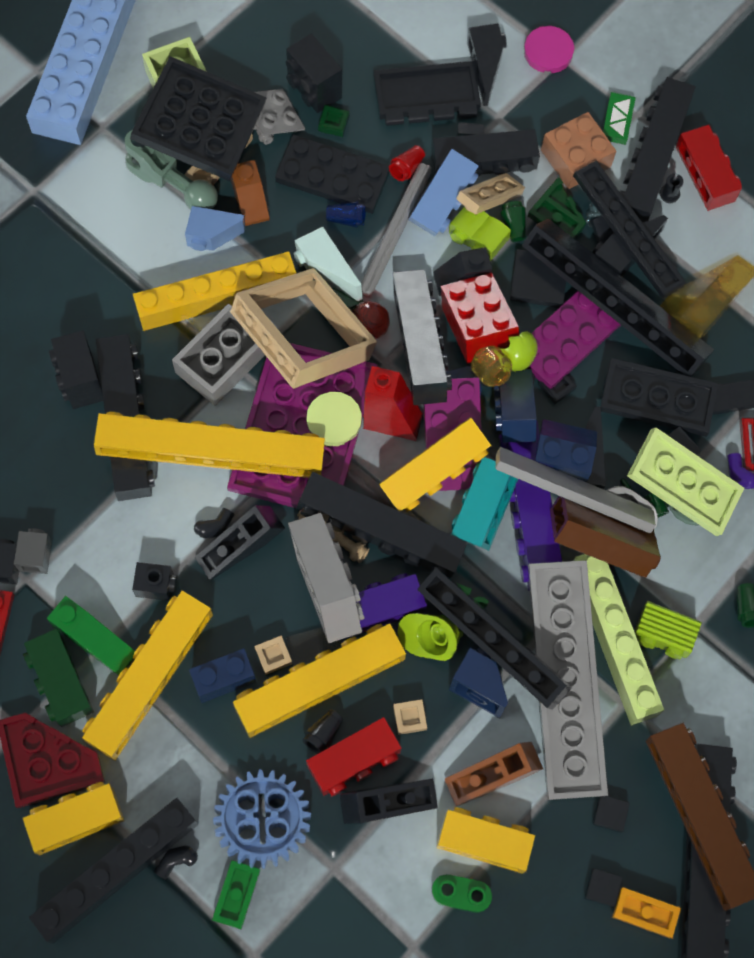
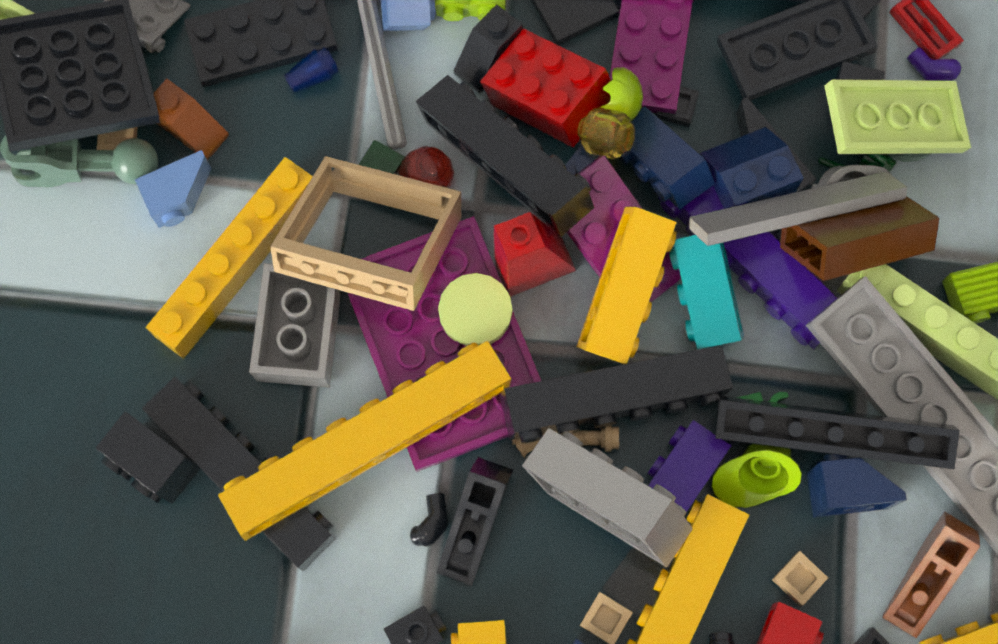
camera: 30 degrees left, 5 degrees up
(319, 252) = (318, 134): light aqua slope -> none

